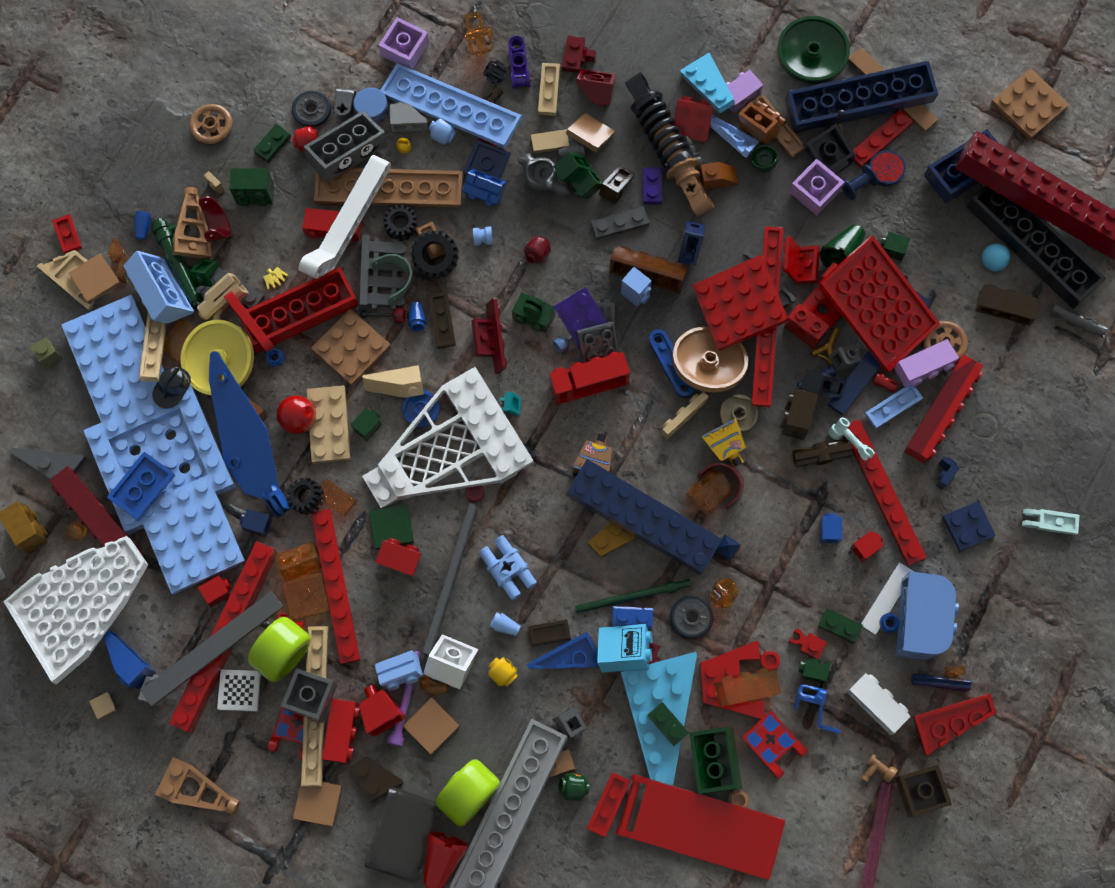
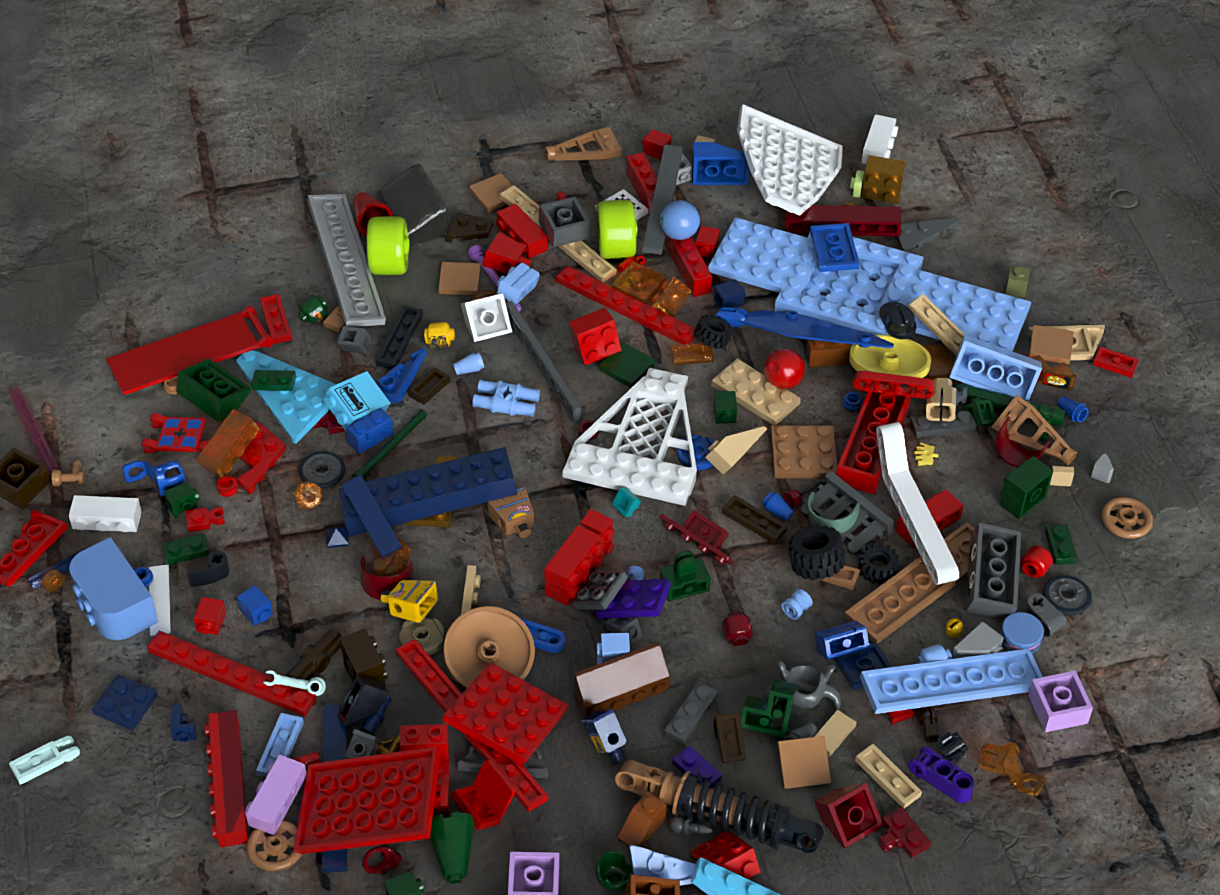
camera: 135 degrees right, 25 degrees down
(40, 549) = (857, 183): none -> yellowish green plate
(140, 736) = (654, 143): none -> red brick
(181, 166) = (1103, 469): none -> light grey slope
(234, 599) = (679, 220): none -> medium blue piece
(531, 699) = (399, 337): none -> black plate
(704, 519) = (371, 516): none -> dark blue tile
(837, 582) = (216, 571): none -> black panel

